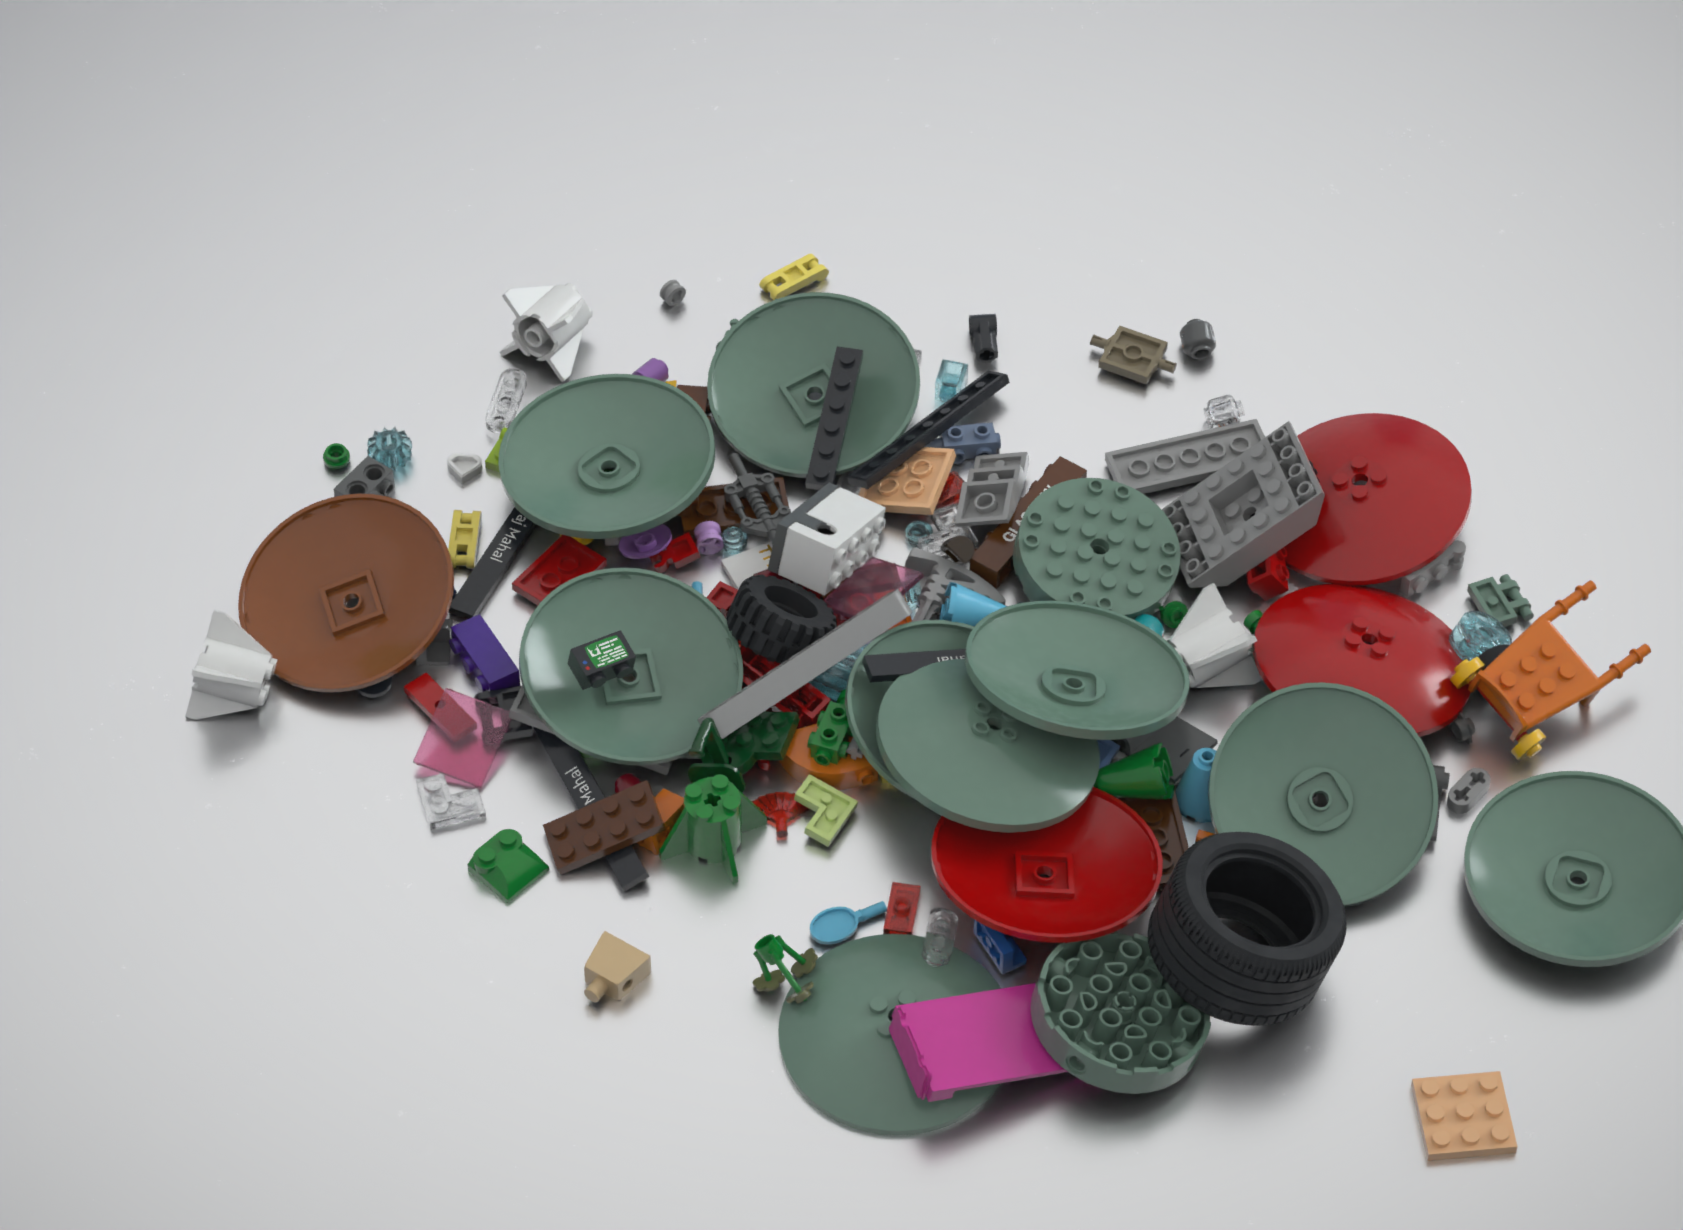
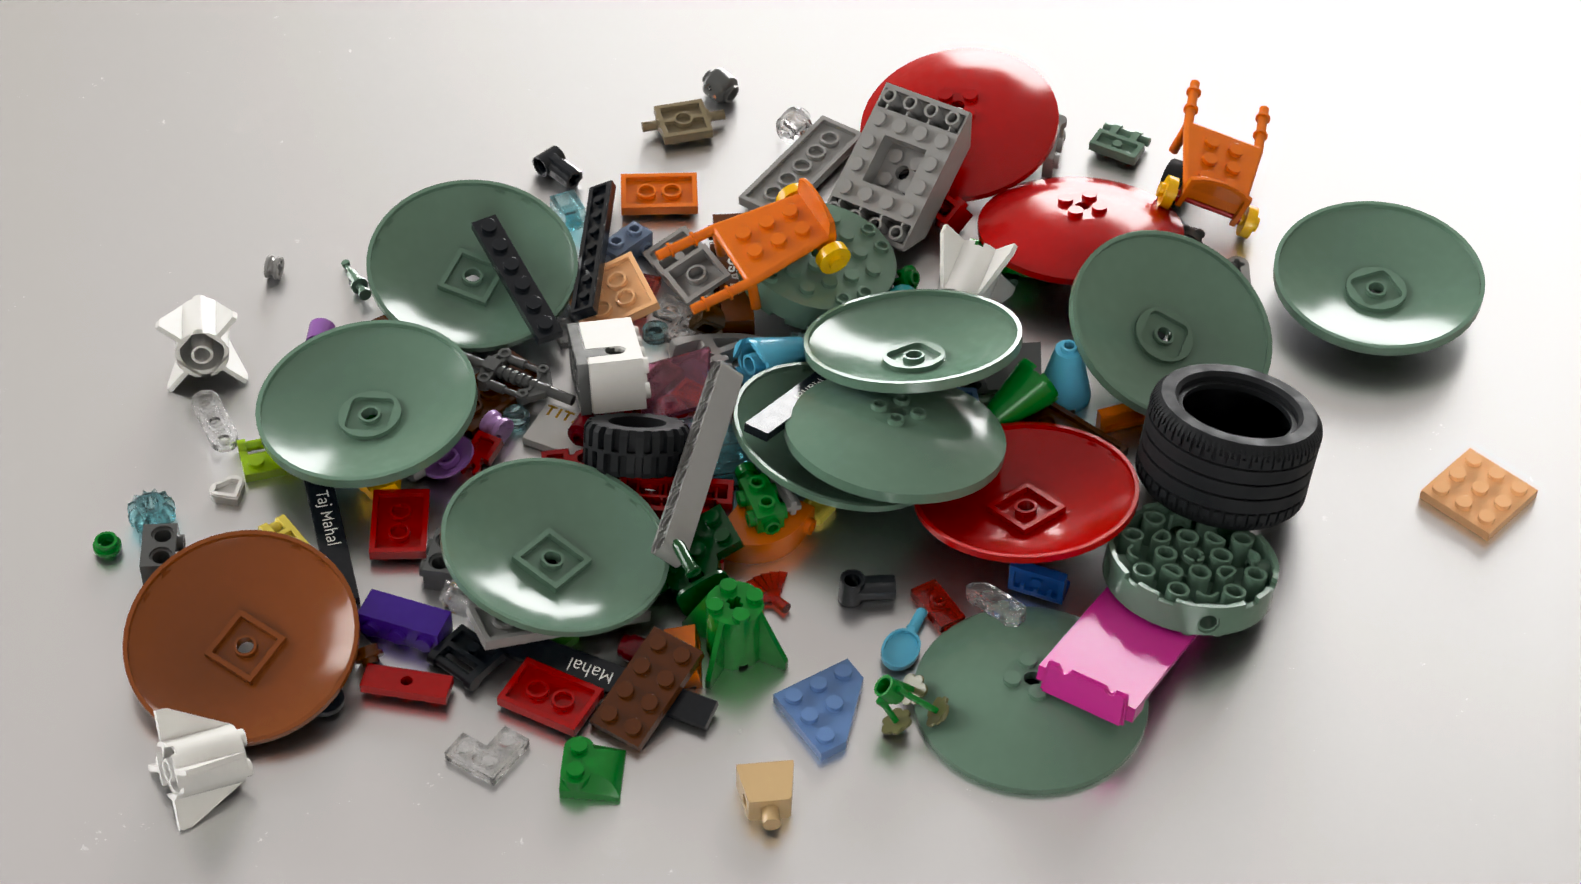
camera: 40 degrees left, 5 degrees down
(434, 666) = (369, 654): none -> reddish brown plate
(463, 738) = (454, 693): clear pink piece -> none
(532, 787) = (550, 697): none -> red plate
(601, 660) = (538, 550): brick -> none
(728, 932) = (823, 707): none -> medium blue plate
(794, 277) = (361, 204): light yellow plate -> none
(831, 809) = (805, 562): yellowish green plate -> none
(857, 857) = (856, 587): none -> black piece
(1044, 410) = (659, 193): none -> orange plate
(1050, 507) = (769, 241): none -> orange piece
(1476, 634) = (1139, 171): clear light blue wheel -> none

